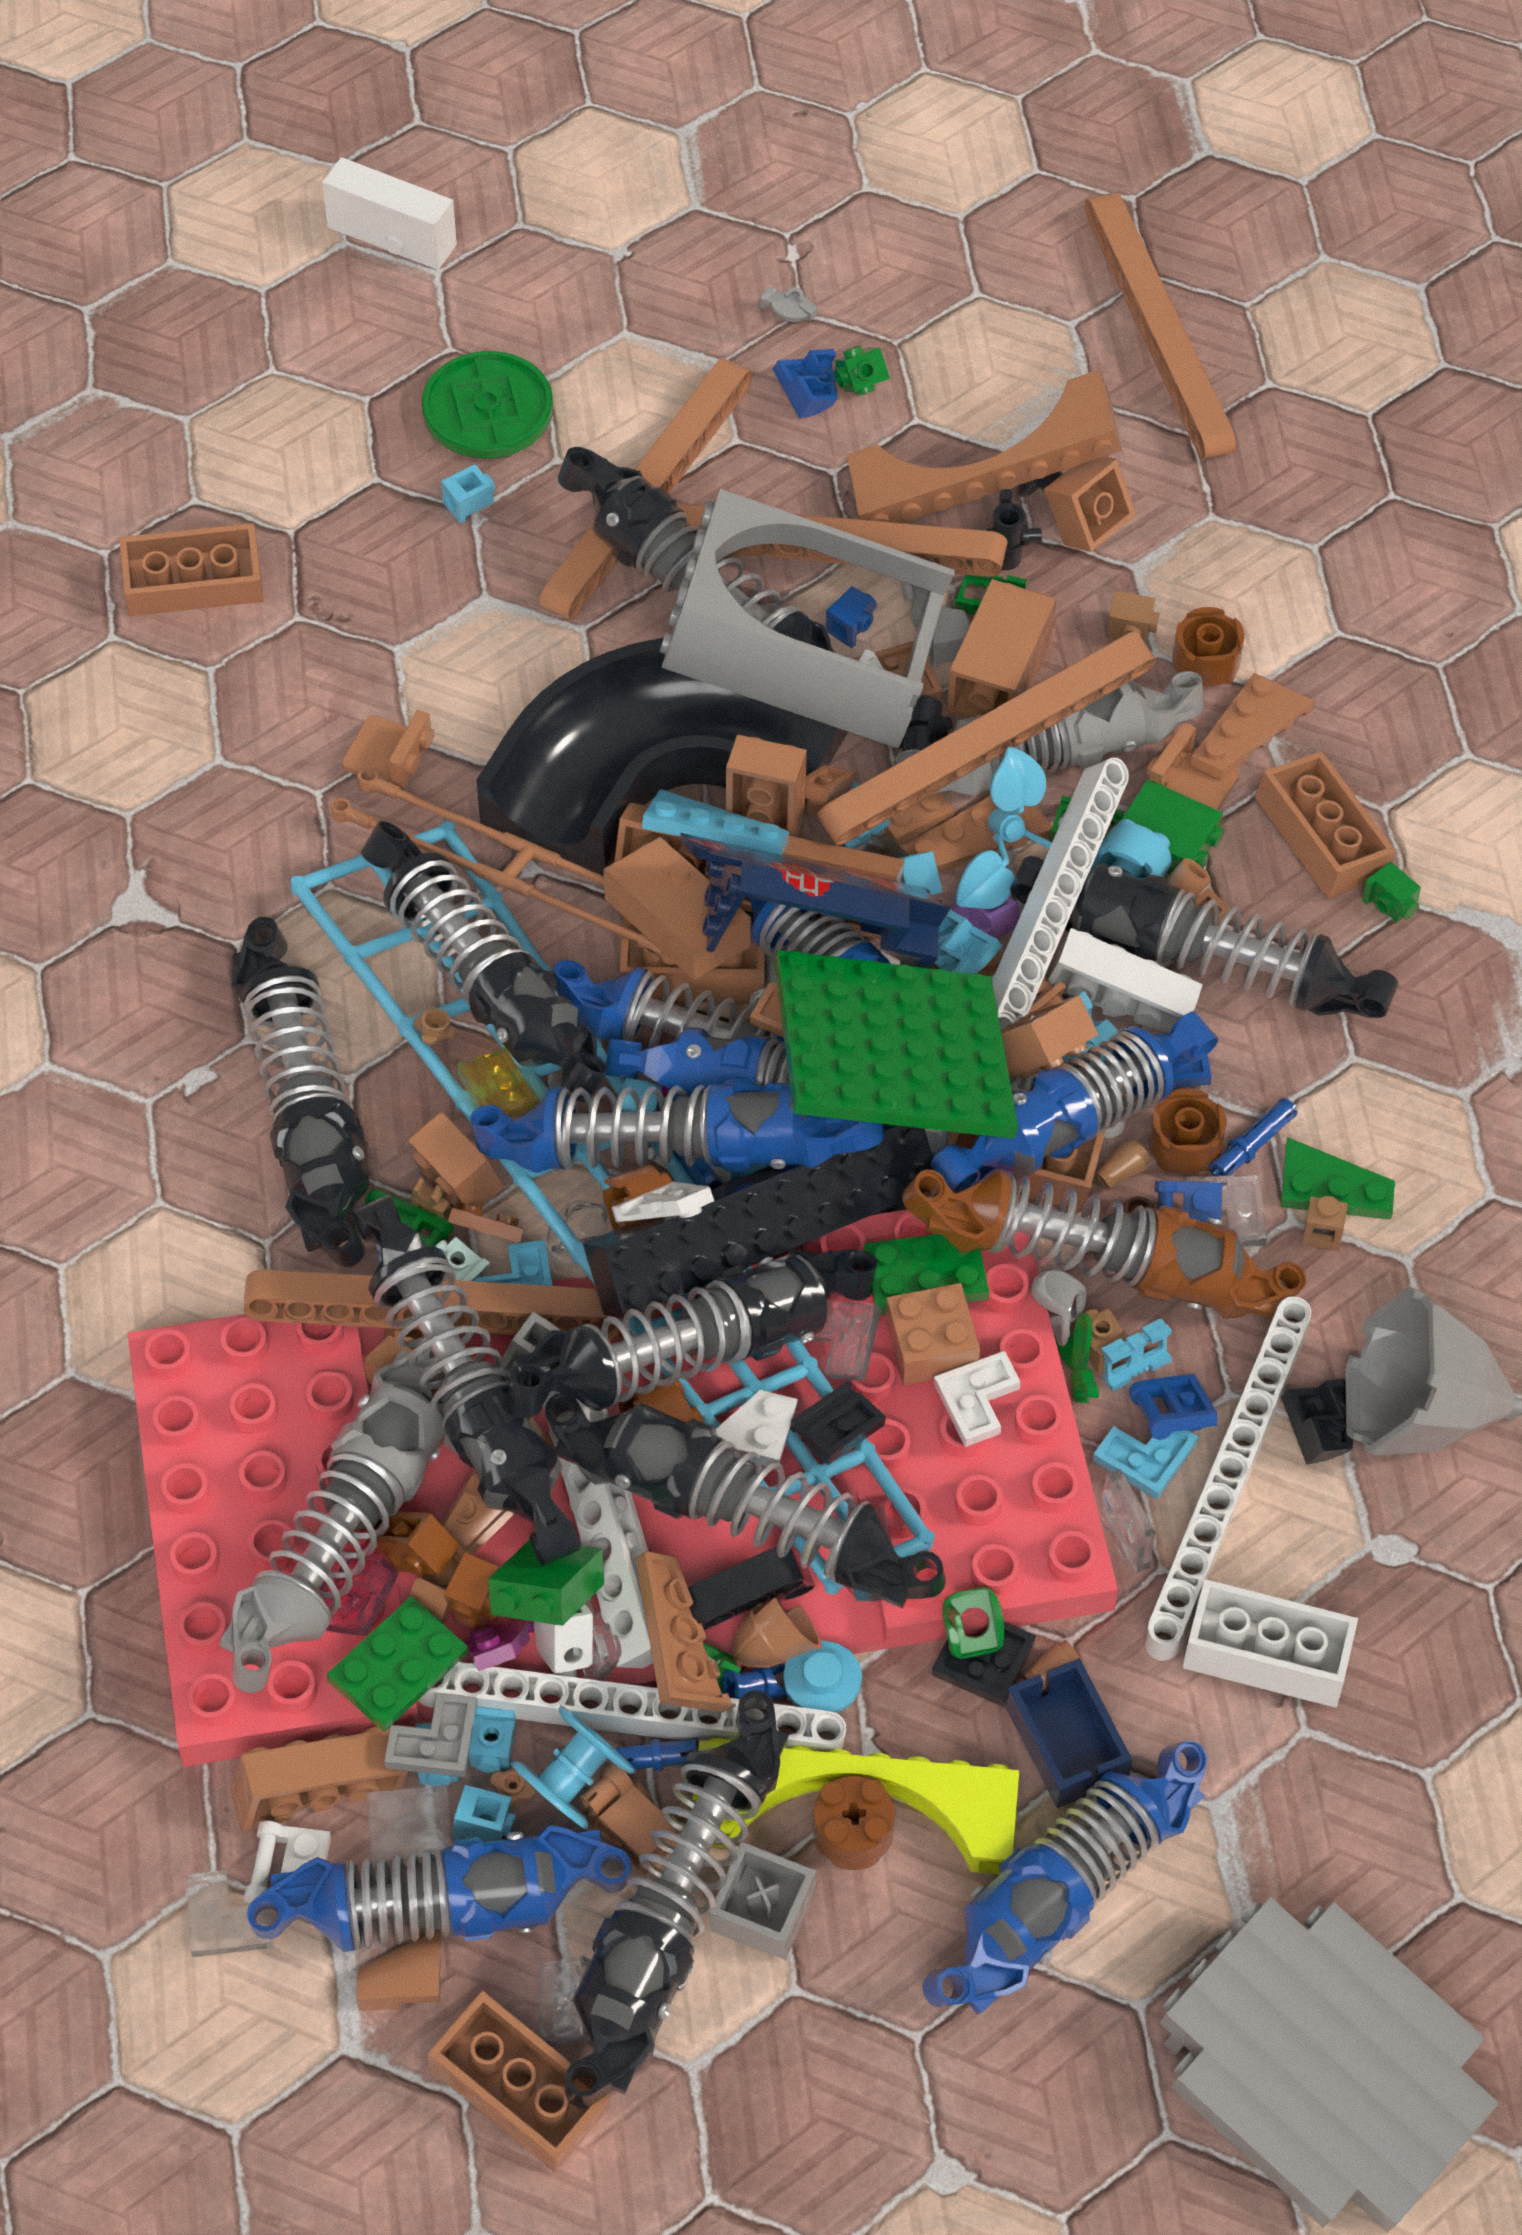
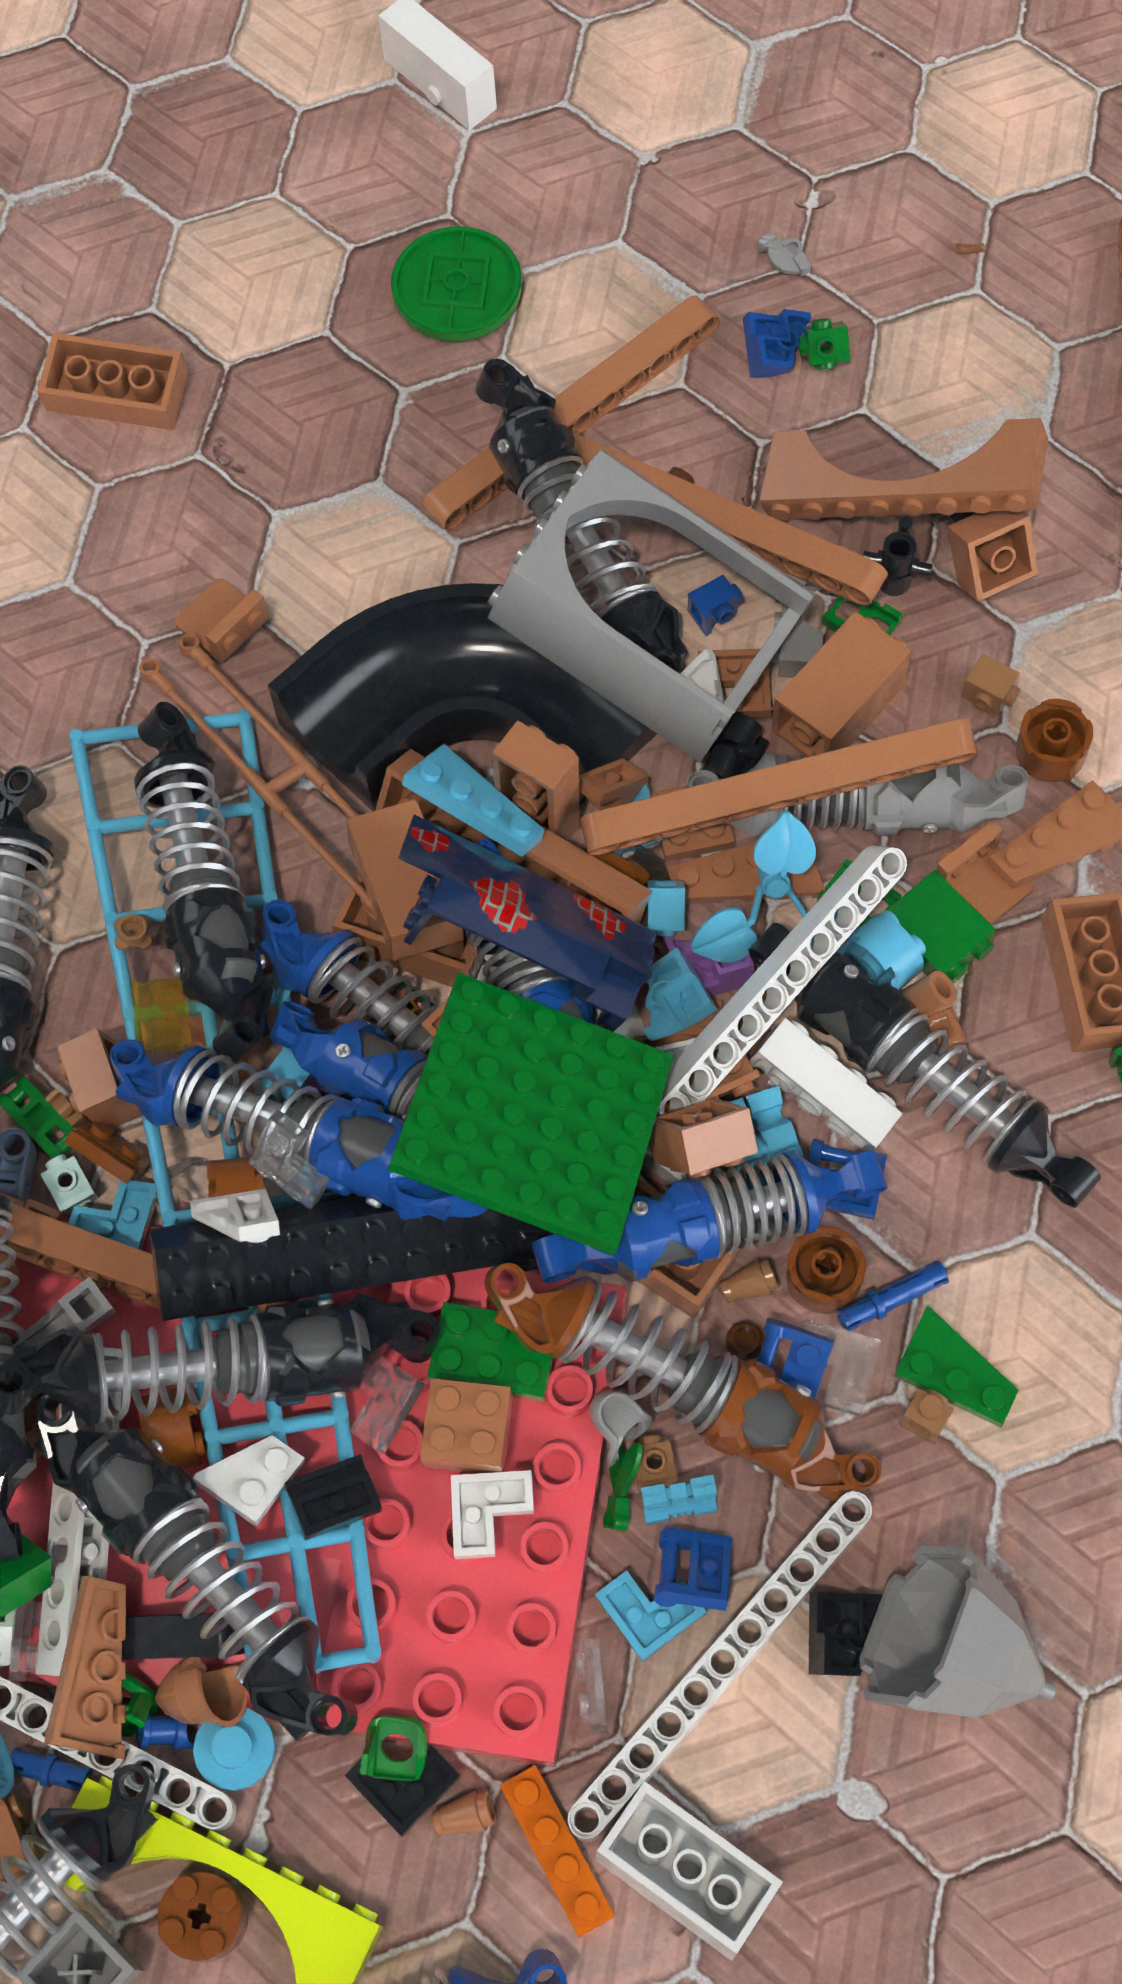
camera: 25 degrees right, 10 degrees up
(467, 492) = (400, 370): medium azure brick -> none
(680, 1151) = (279, 1160): none -> clear plate
(958, 258) = (969, 247): none -> nougat leg
(1067, 1731) = (446, 1899): dark blue piece -> none
(1146, 1673) = (557, 1851): none -> orange plate

